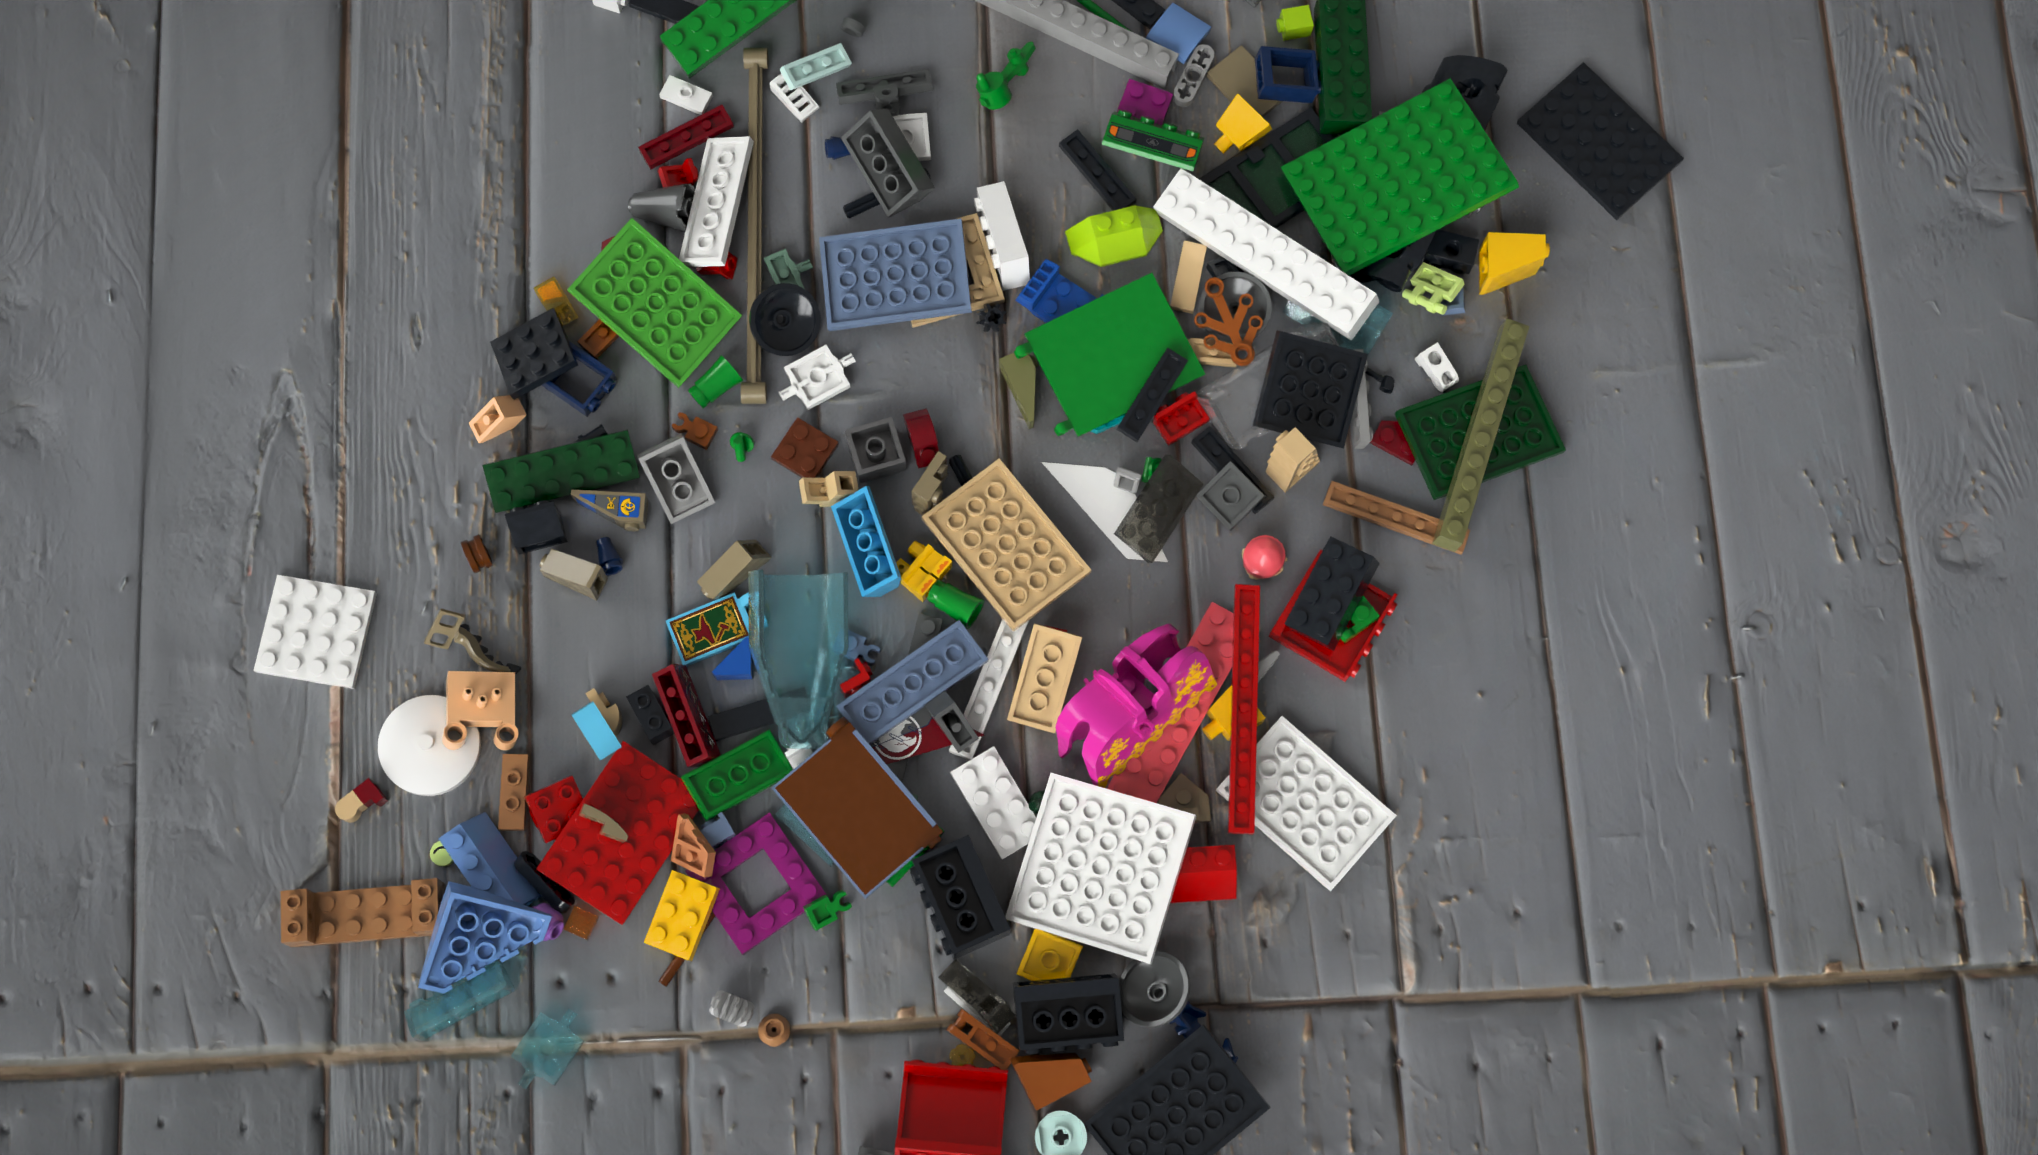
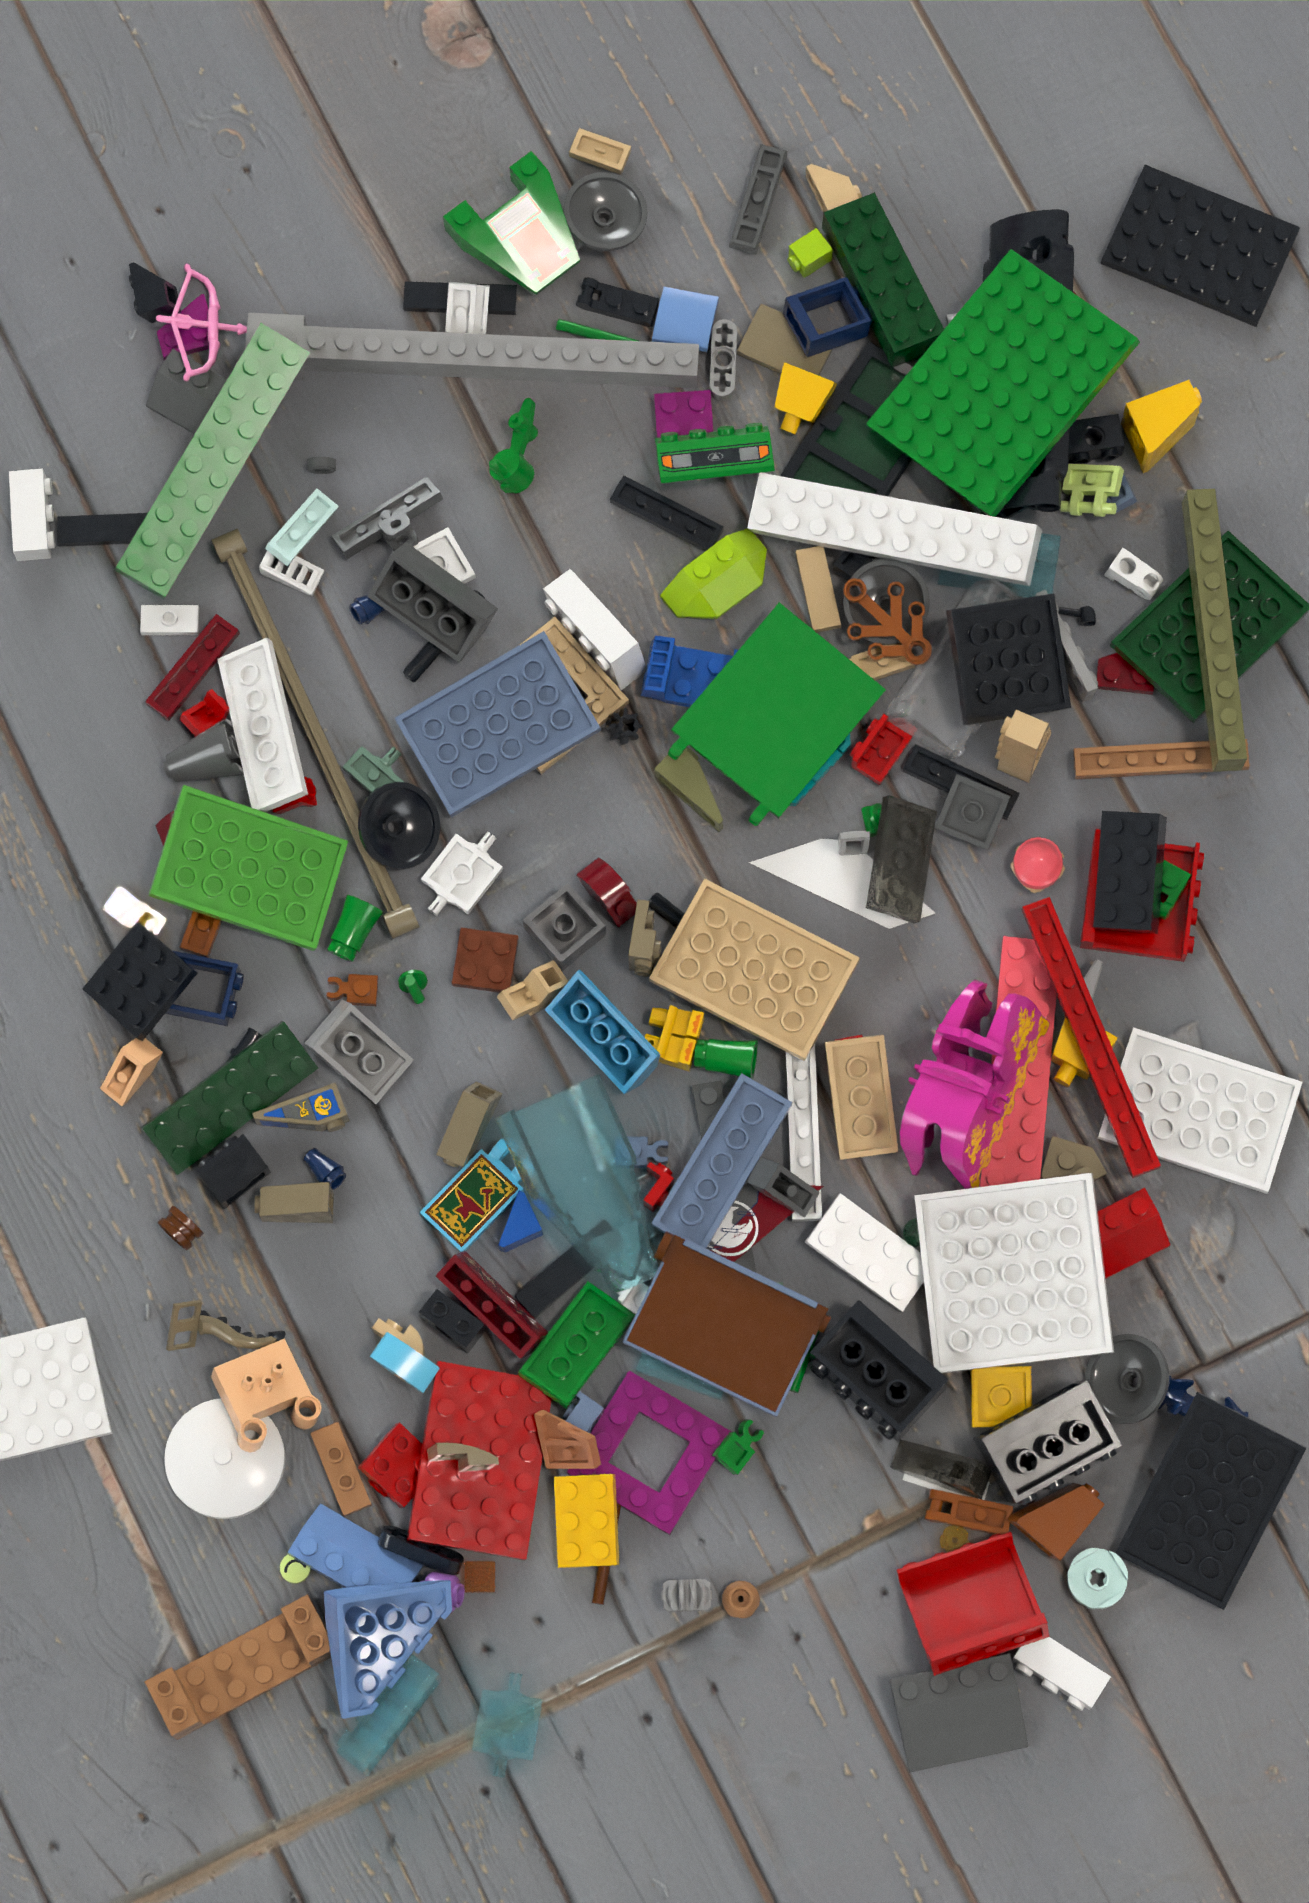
camera: 15 degrees left, 0 degrees up
(358, 800) = (177, 1549): leg -> none
(1152, 395) = (839, 737): black plate -> none

